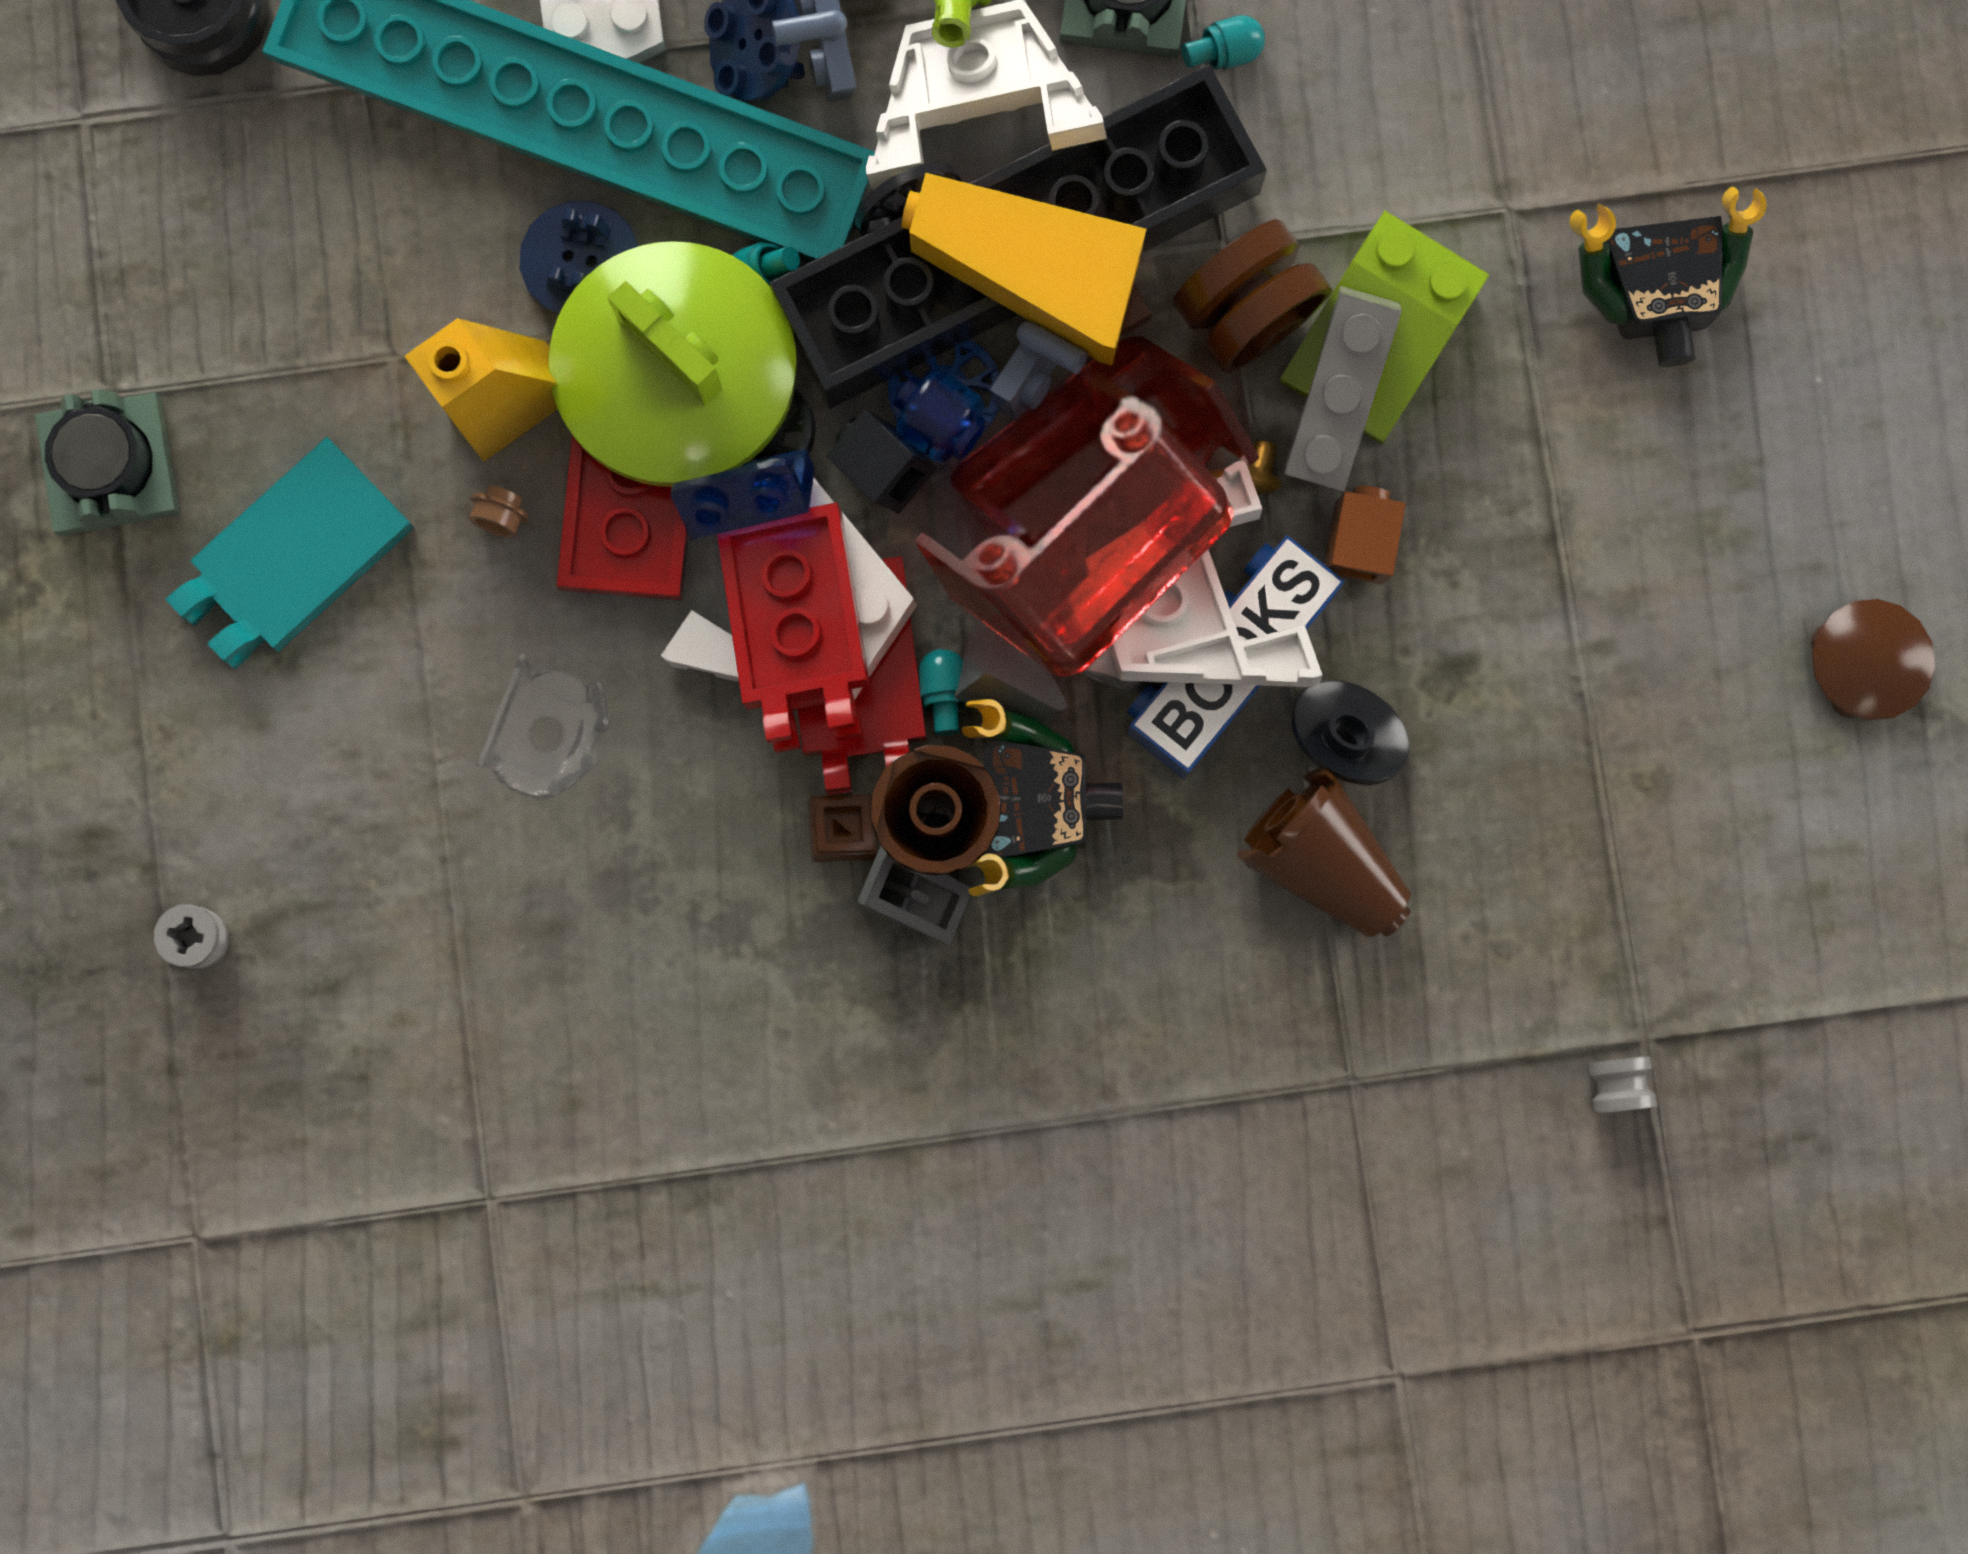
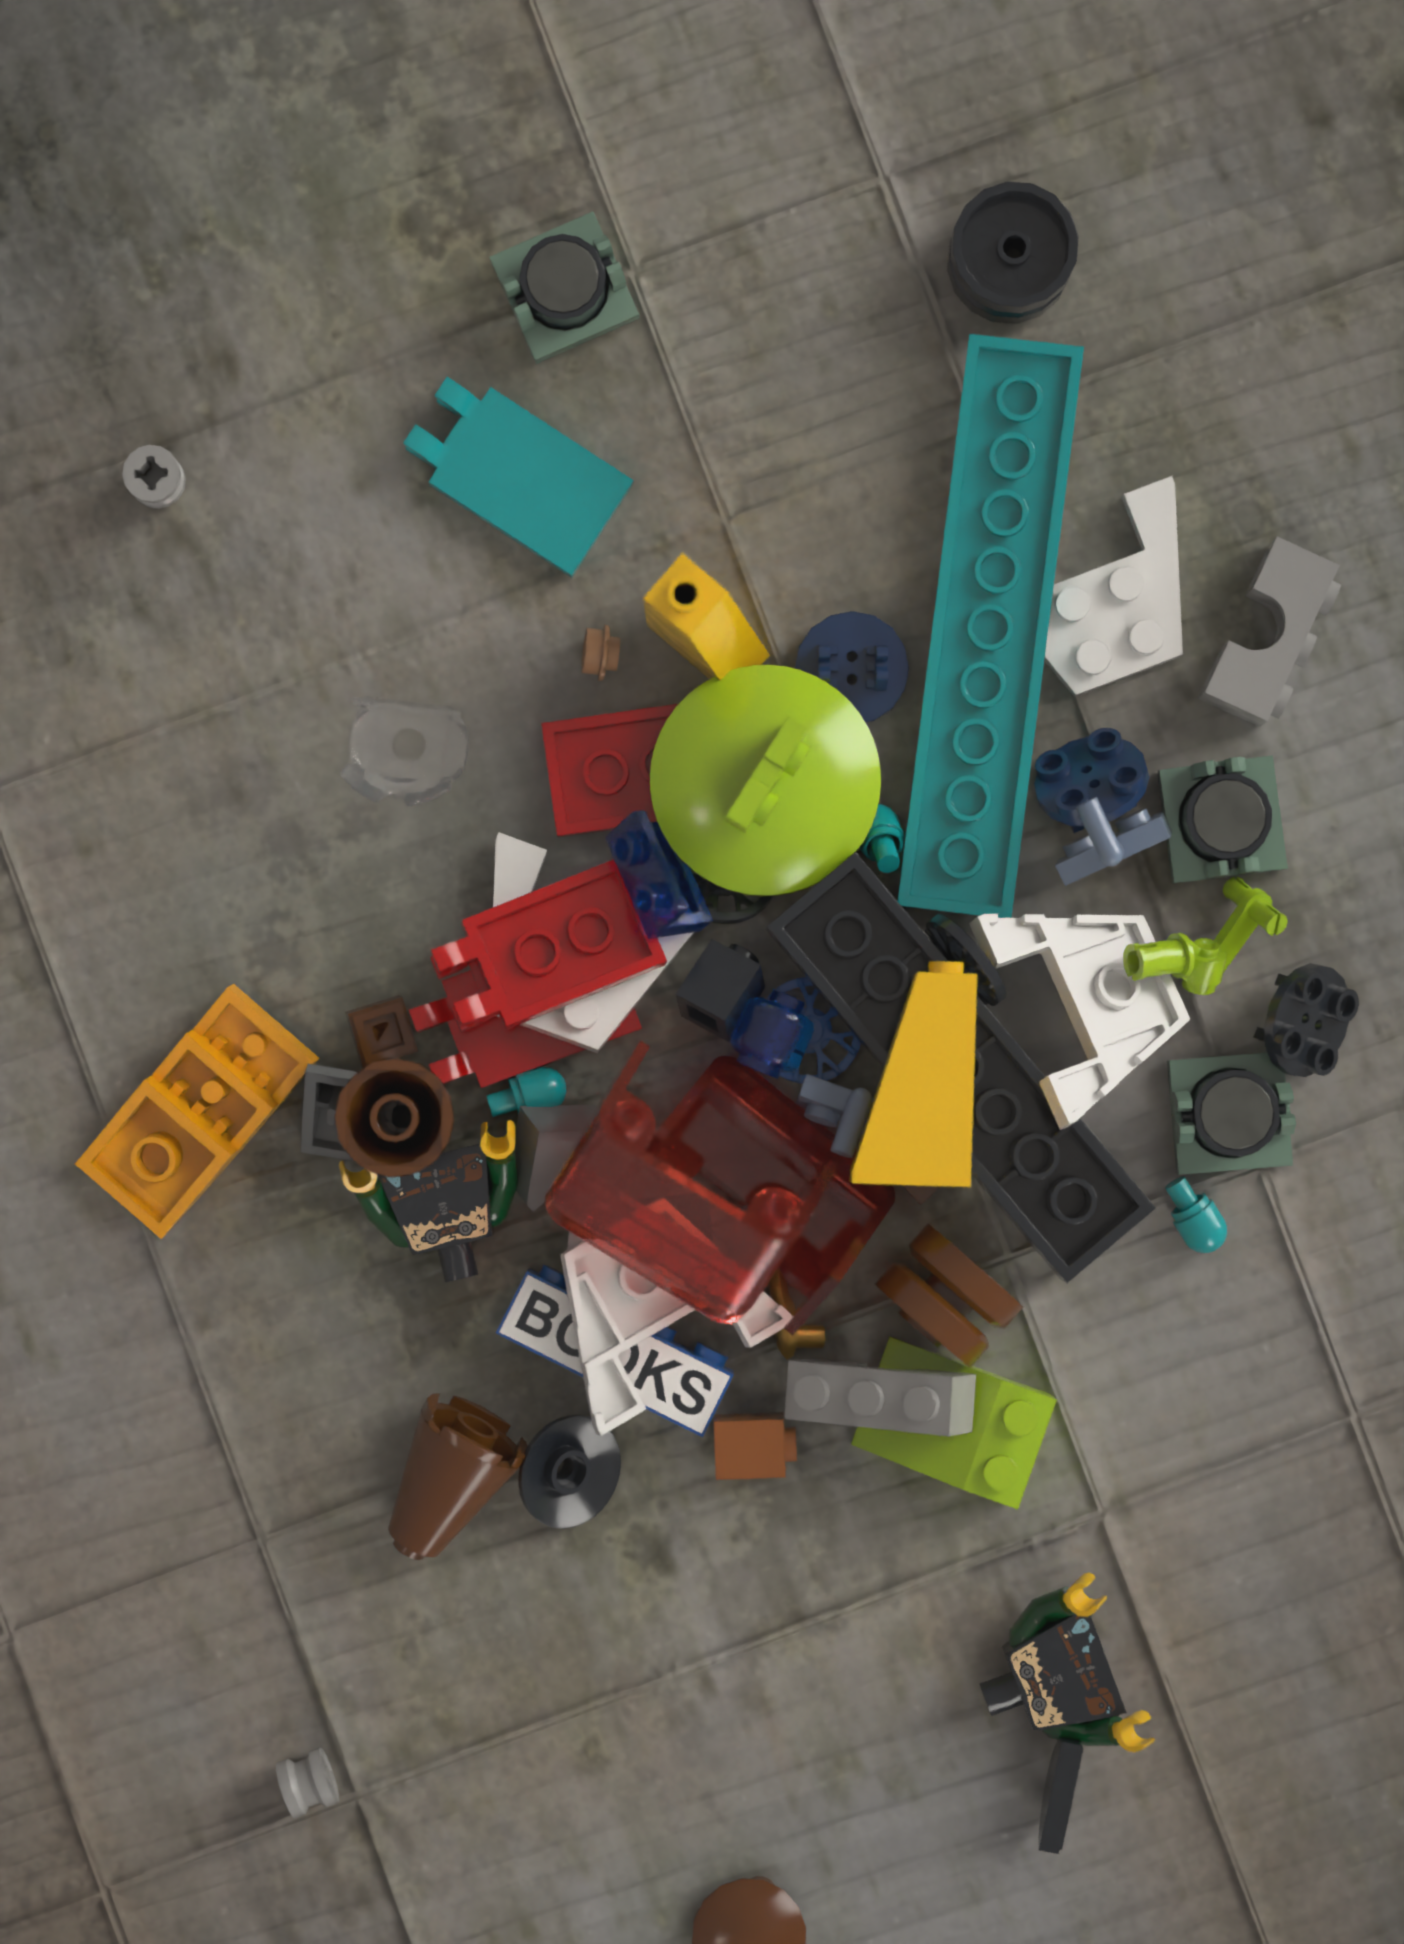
camera: 80 degrees right, 5 degrees up
(881, 1044) = (196, 1111): none -> light orange slope
(1787, 307) = (1059, 1794): none -> black tile

